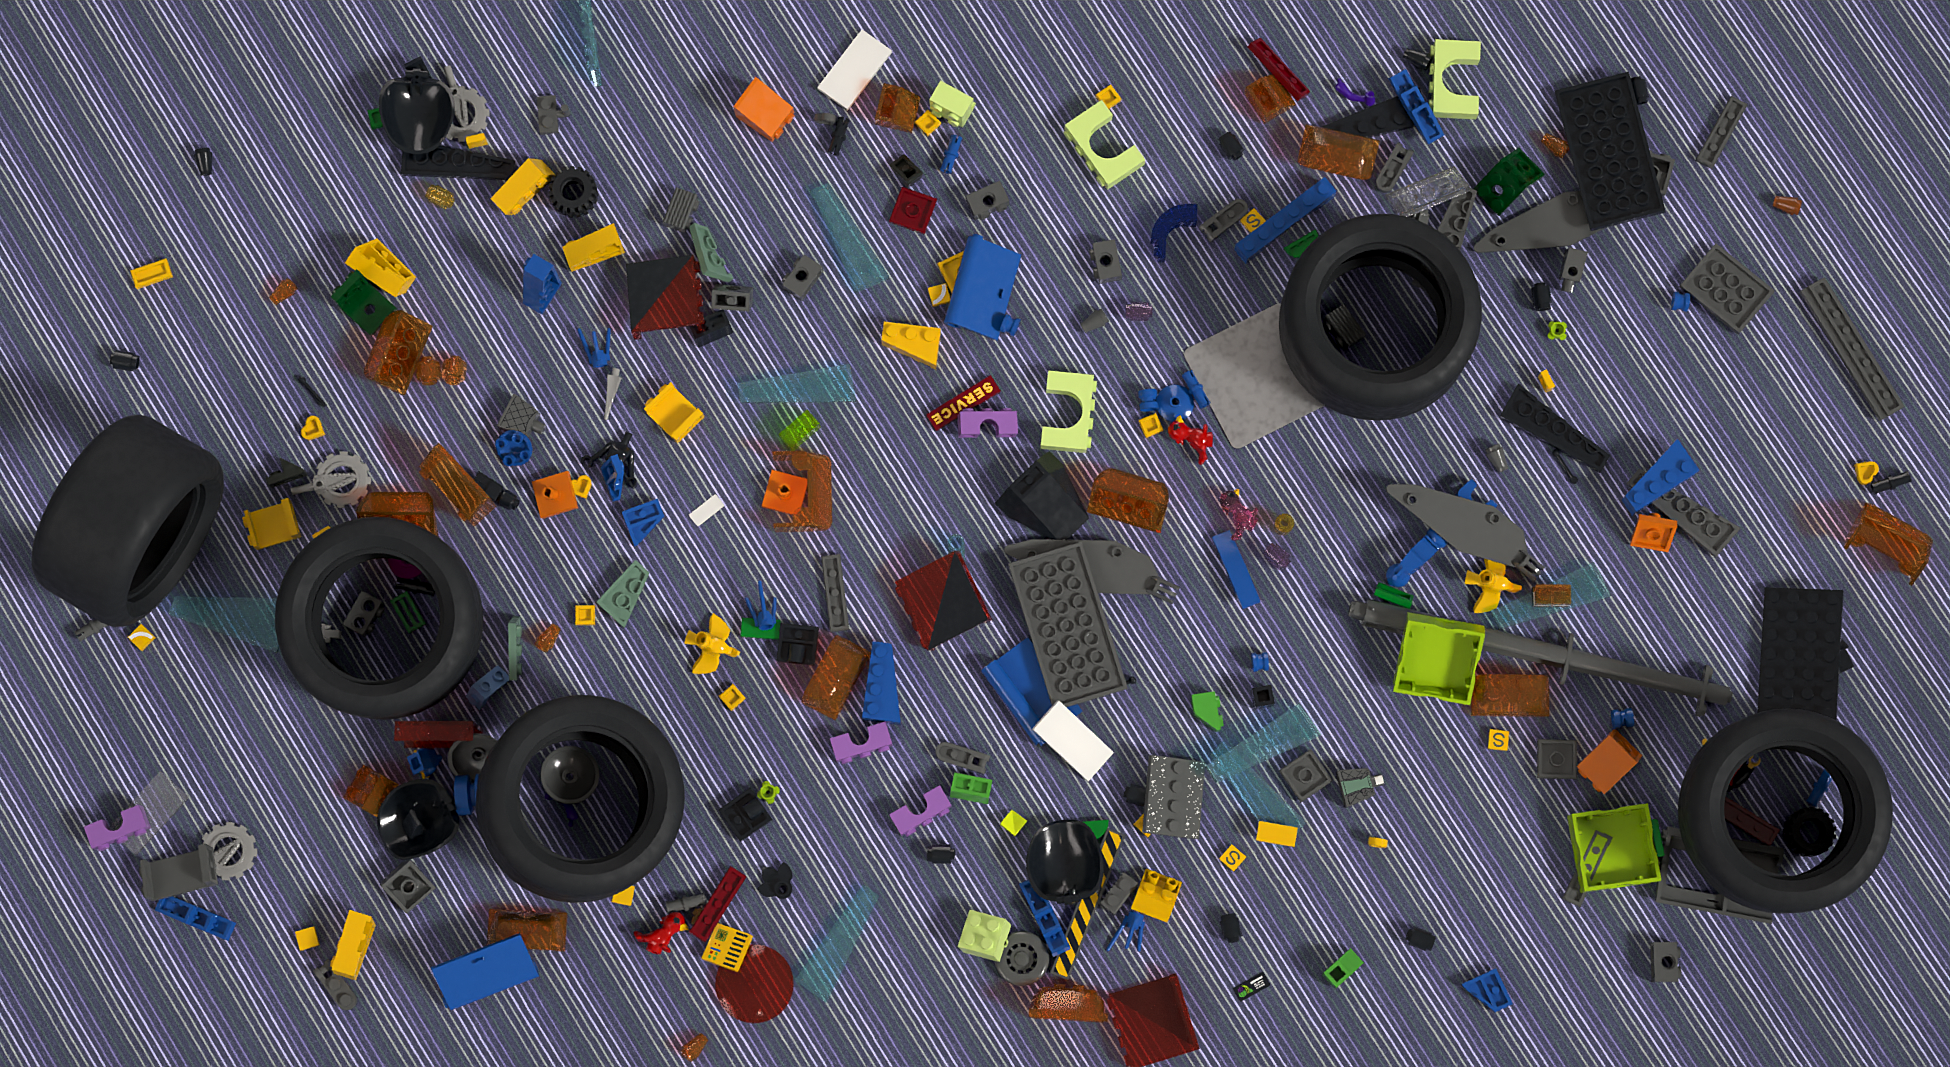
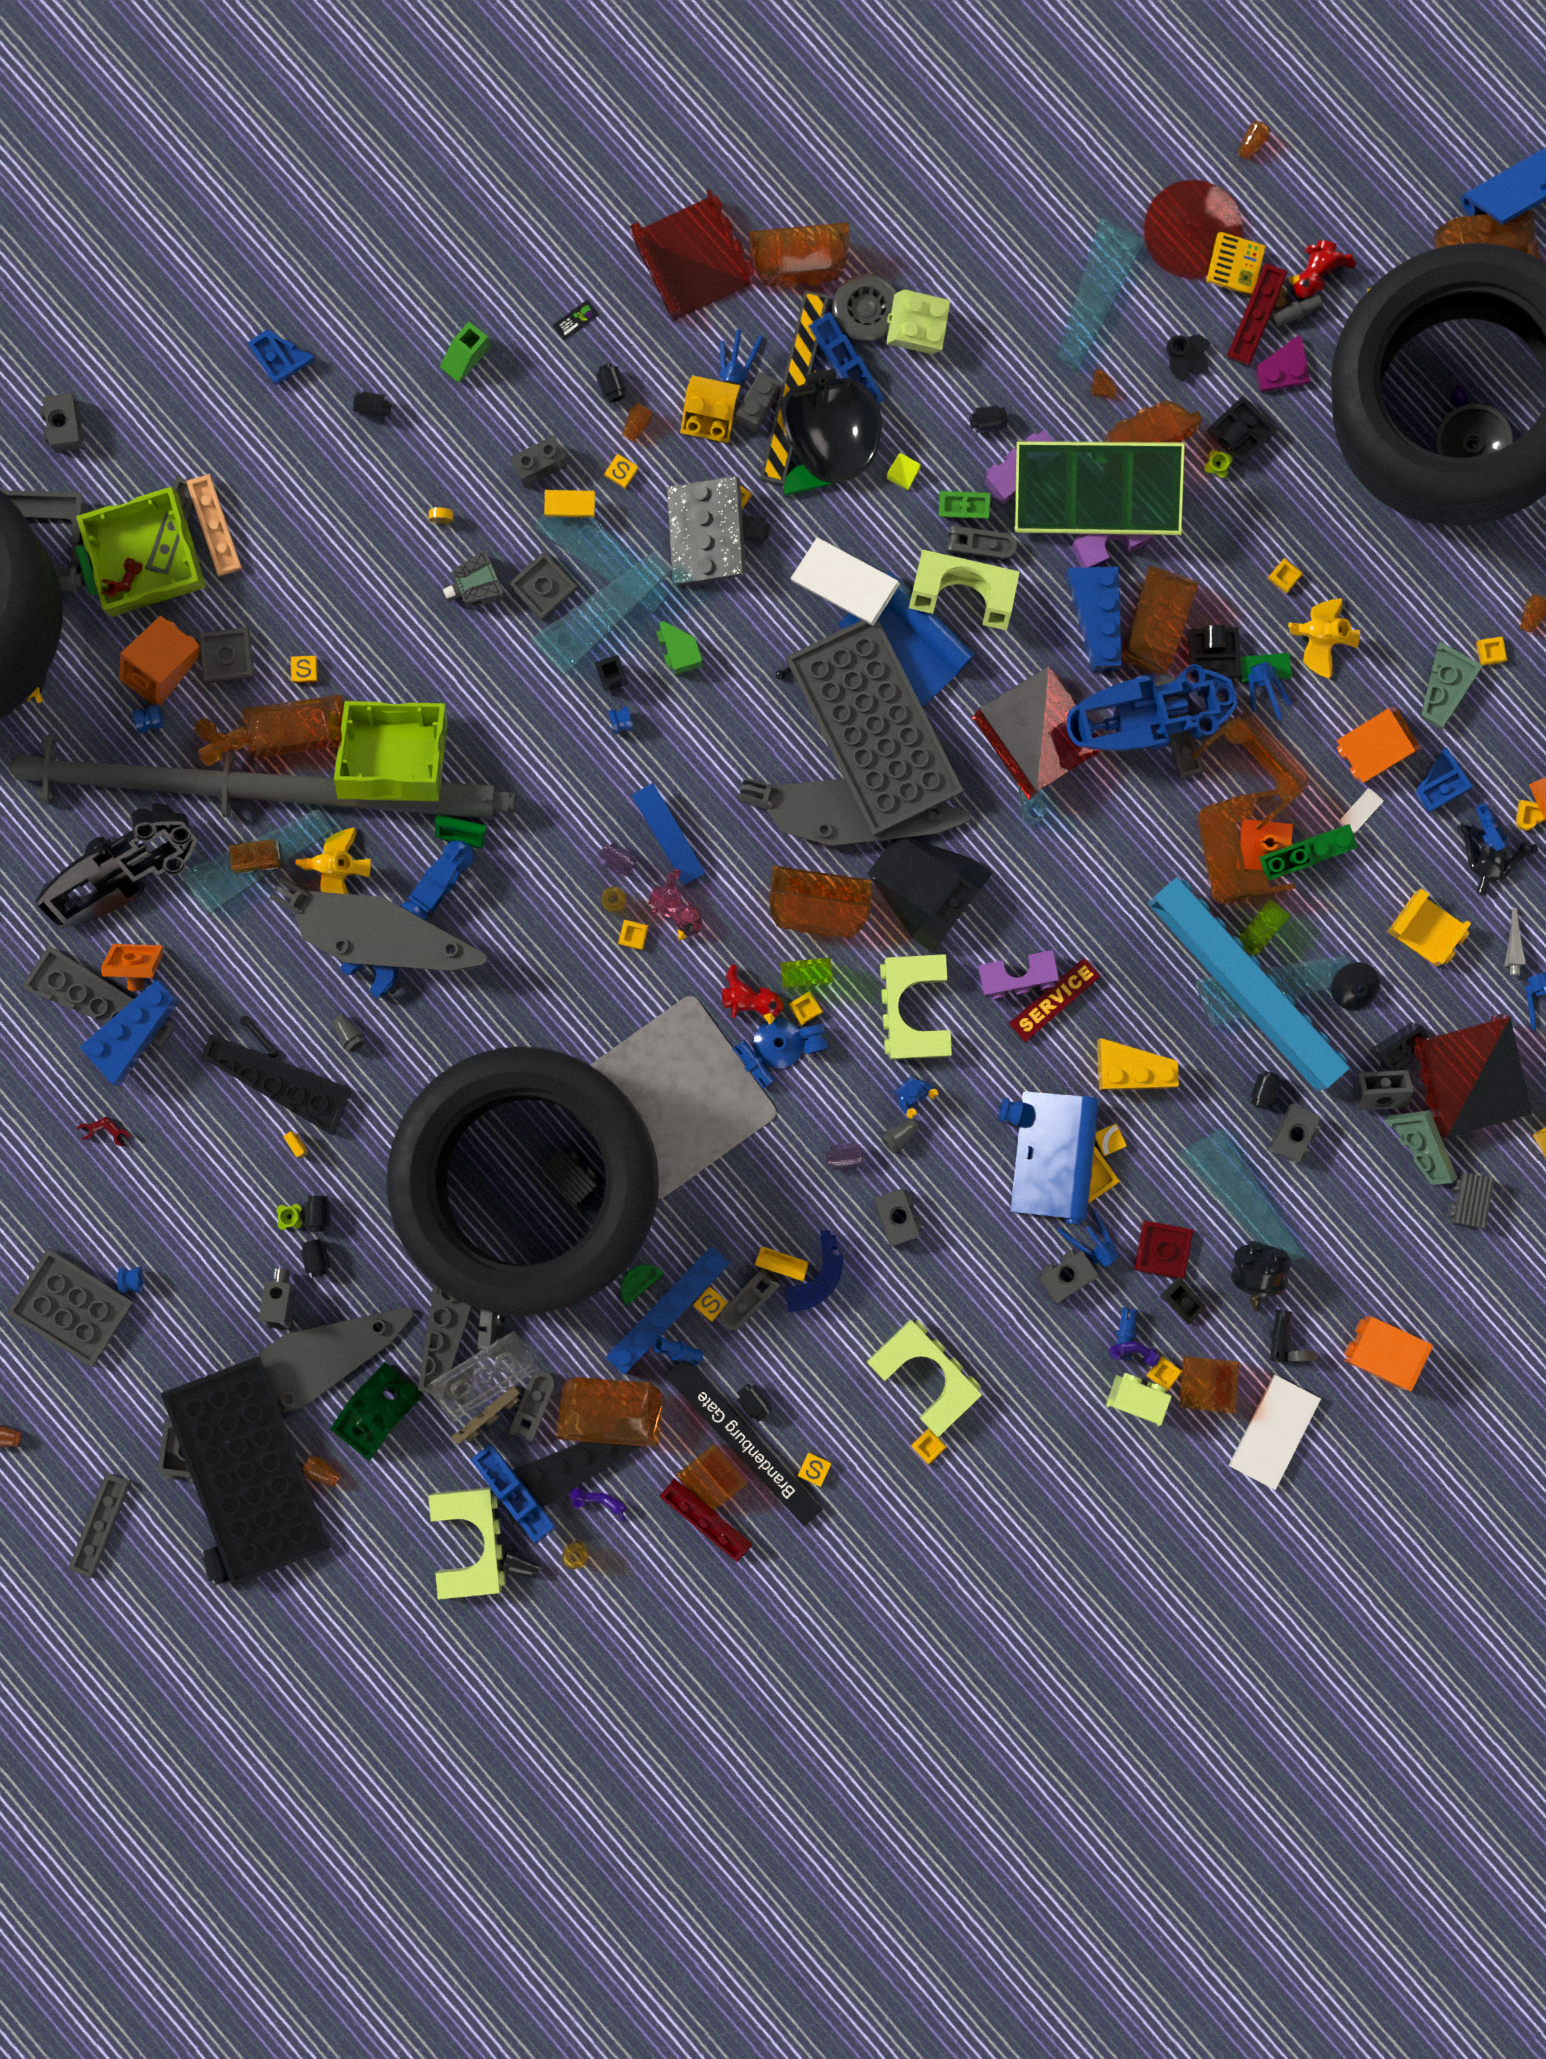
camera: 170 degrees right, 5 degrees up
(685, 554) = (1378, 745): none -> orange slope
(703, 860) = (1284, 367): none -> magenta wing
(737, 378) = (1351, 977): none -> black dish
(756, 482) = (1307, 852): none -> green slope
(782, 580) = (1248, 731): none -> clear orange windscreen
(817, 312) = (1265, 1090): none -> black brick
(821, 386) = (1248, 985): none -> dark azure piece
(822, 819) = (1159, 423): none -> clear orange windscreen
(846, 181) = (1260, 1271): none -> black wheel
(846, 869) = (1102, 385): none -> clear orange tile
(863, 598) = (1143, 715): none -> blue piece
(867, 777) = (1099, 487): none -> clear green door
(936, 135) = (1151, 1355): none -> dark purple piece
(956, 722) = (993, 582): none -> yellowish green arch
(958, 214) = (1104, 1252): none -> blue plant
(1081, 350) = (911, 1092): none -> blue piece
(1147, 447) = (806, 973): none -> clear neon green brick
(1194, 93) = (814, 1469): none -> yellow tile
(1196, 241) = (782, 1263): none -> yellow tile
(1214, 895) = (636, 421): none -> clear orange cone
(1243, 120) = (744, 1442): none -> black tile
(1272, 499) = (633, 935): none -> yellow tile
(1282, 189) = (678, 1350): none -> blue pin
(1296, 873) = (539, 461): none -> dark grey brick
(1376, 63) = (576, 1546): none -> clear yellow brick
(1429, 164) = (488, 1416): none -> dark tan wing
(1535, 329) = (317, 1213): none -> black brick
(1555, 863) = (214, 525): none -> light nougat tile
(1568, 686) = (219, 741): none -> clear orange bar
(1622, 836) = (131, 569): none -> dark red arm
(1655, 604) = (118, 865): none -> black piece
(1684, 417) = (109, 1125): none -> dark red arm

